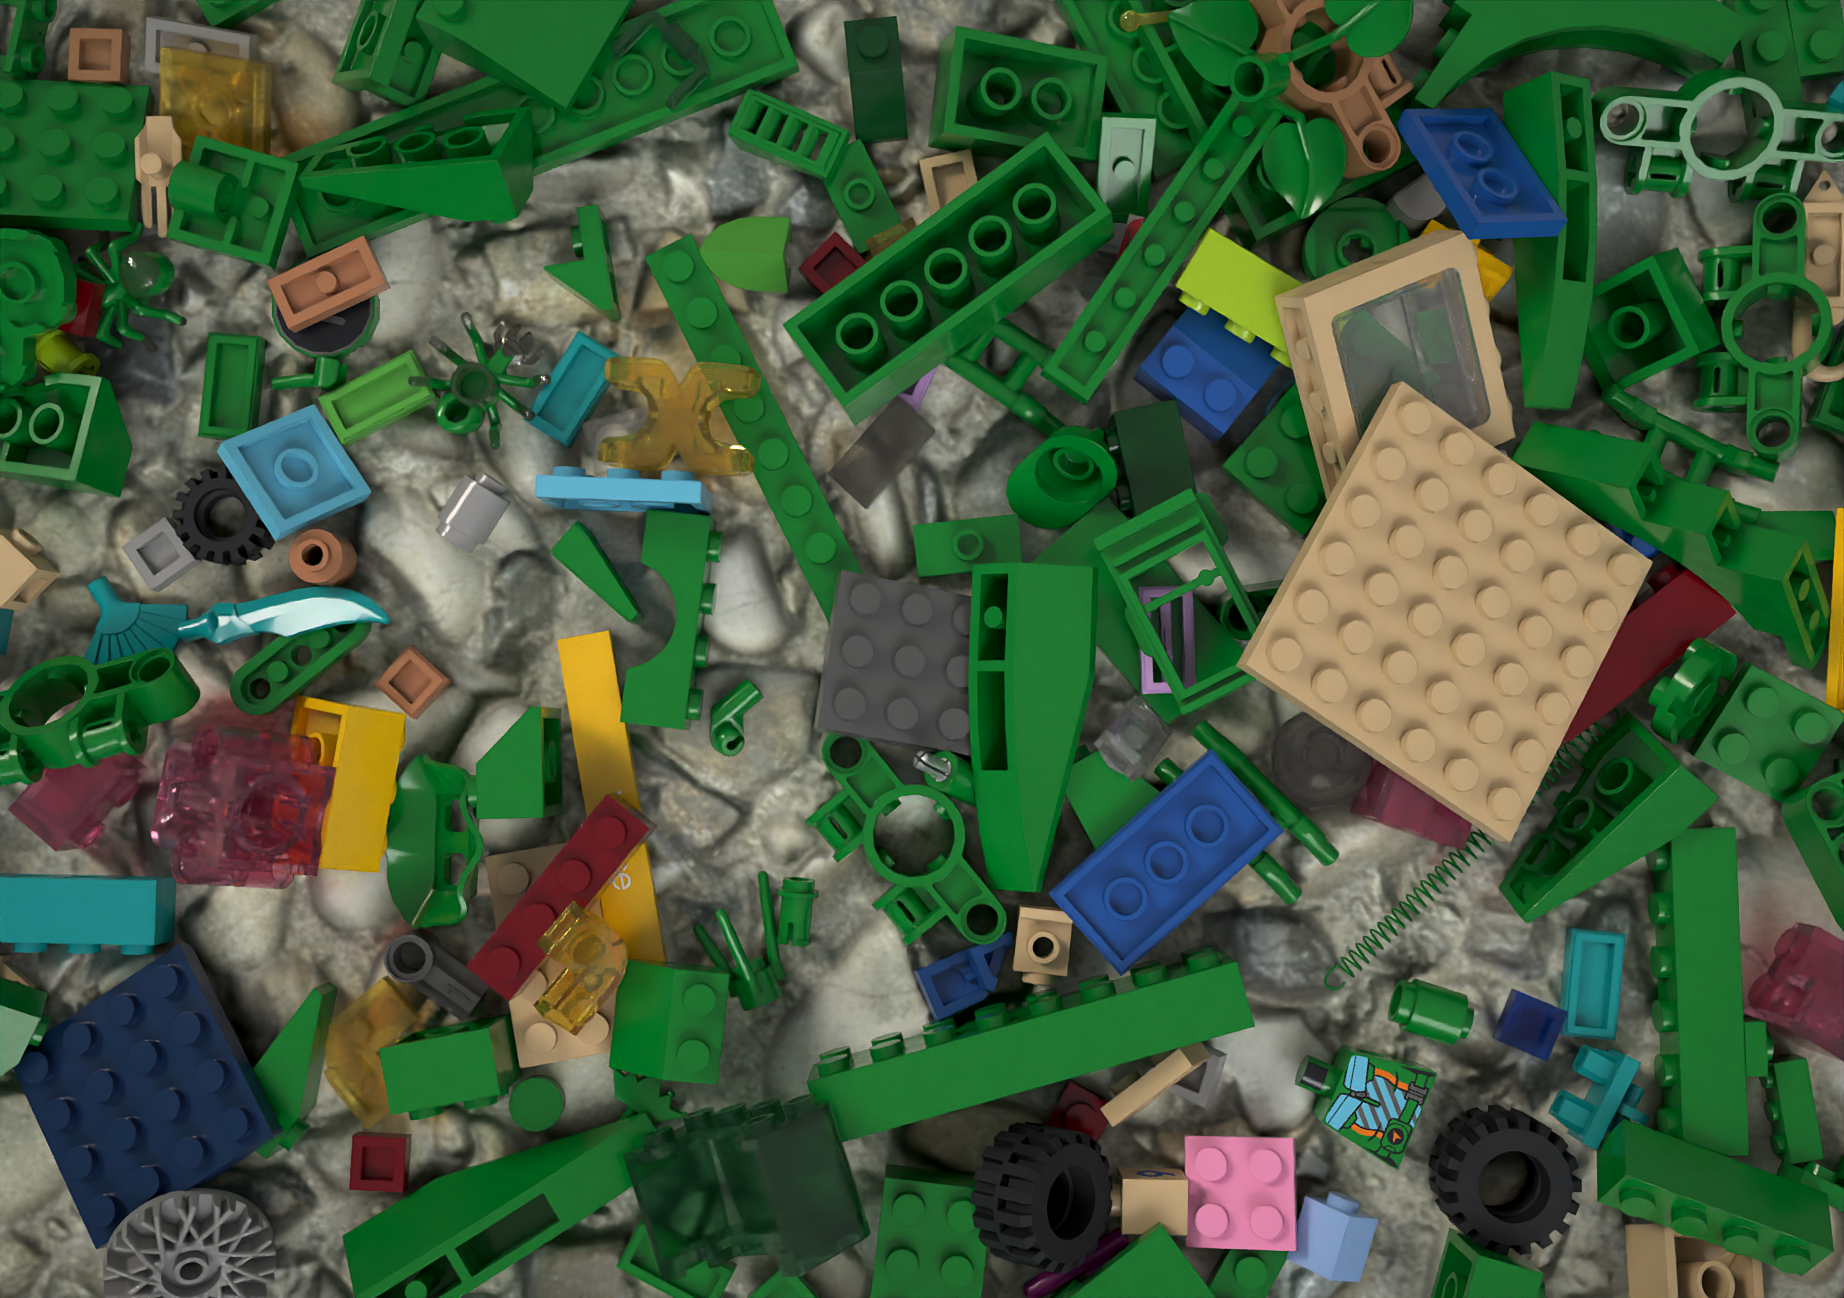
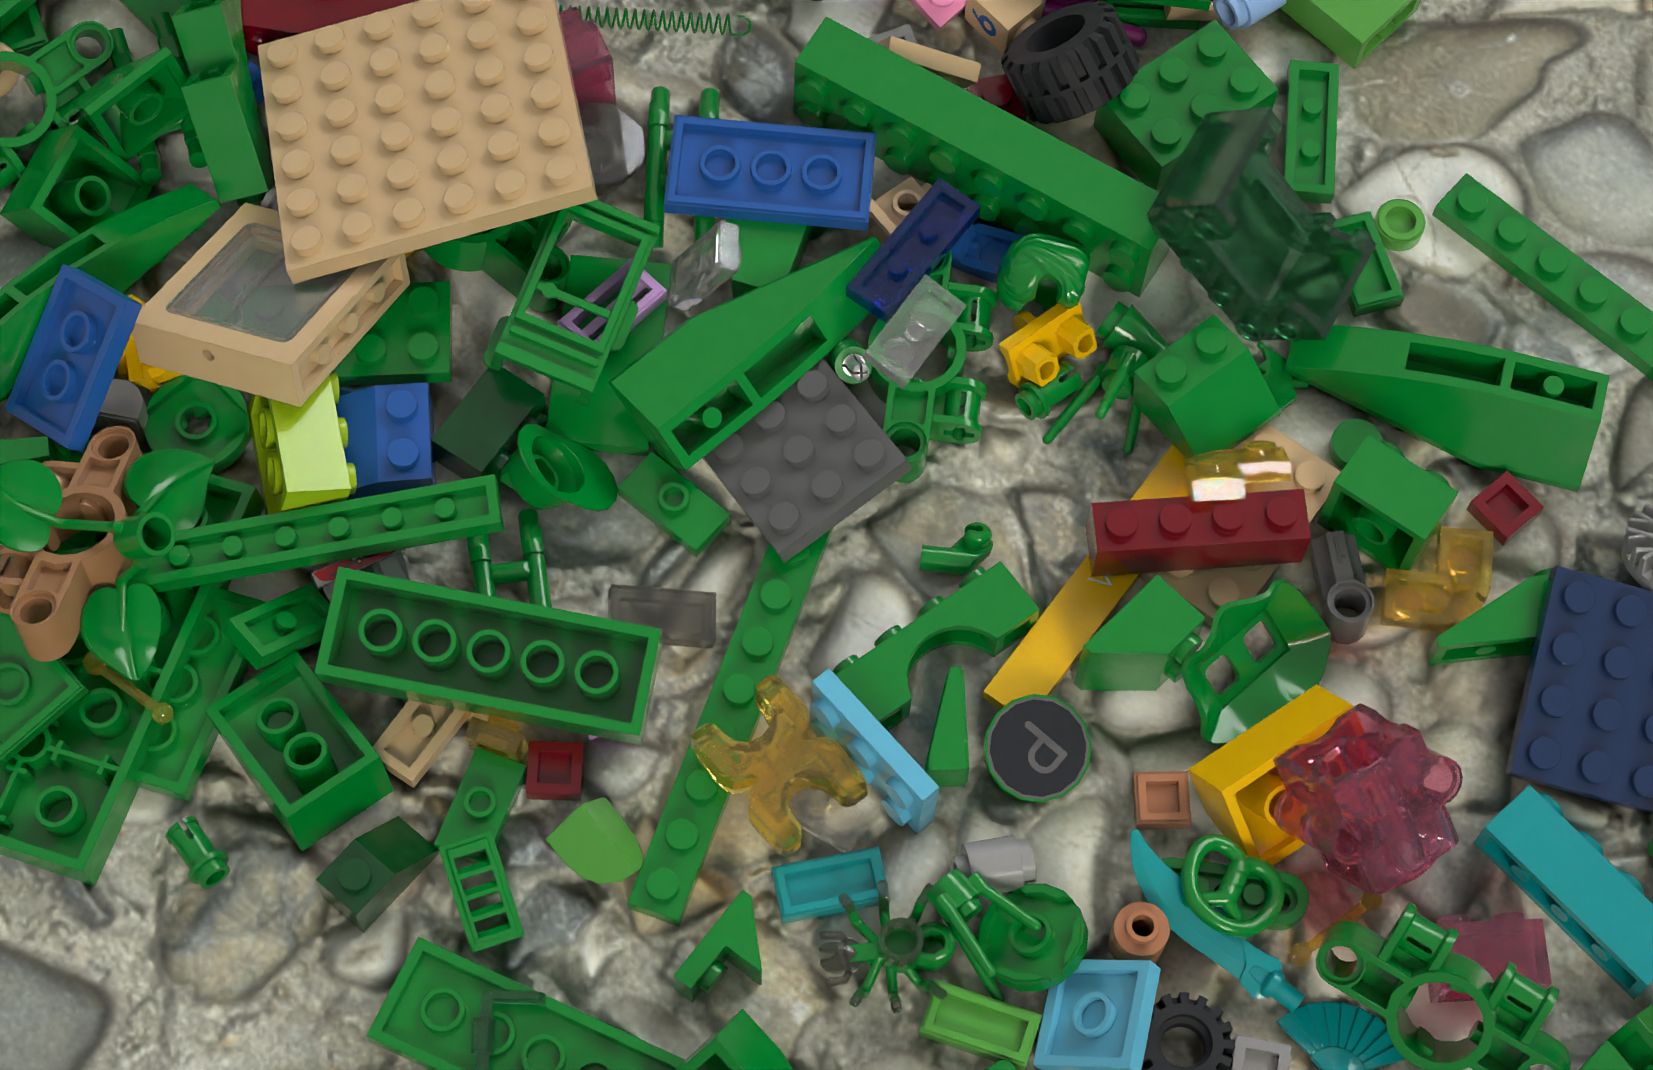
camera: 140 degrees left, 20 degrees down
(216, 671) = (1301, 953): none -> clear yellow hinge
(288, 651) = (1230, 888): none -> green piece
(396, 487) = (1031, 958): none -> green tile
(460, 448) = (958, 903): none -> green plant
(528, 625) = (1037, 748): none -> black tile
(780, 1021) = (1130, 328): none -> green cone
(838, 944) = (1042, 341): none -> yellow hips
(887, 998) = (1042, 270): none -> green hair
(921, 838) = (914, 331): none -> clear plate
(991, 905) = (913, 250): none -> clear blue plate
(1685, 409) = (136, 103): none -> green slope

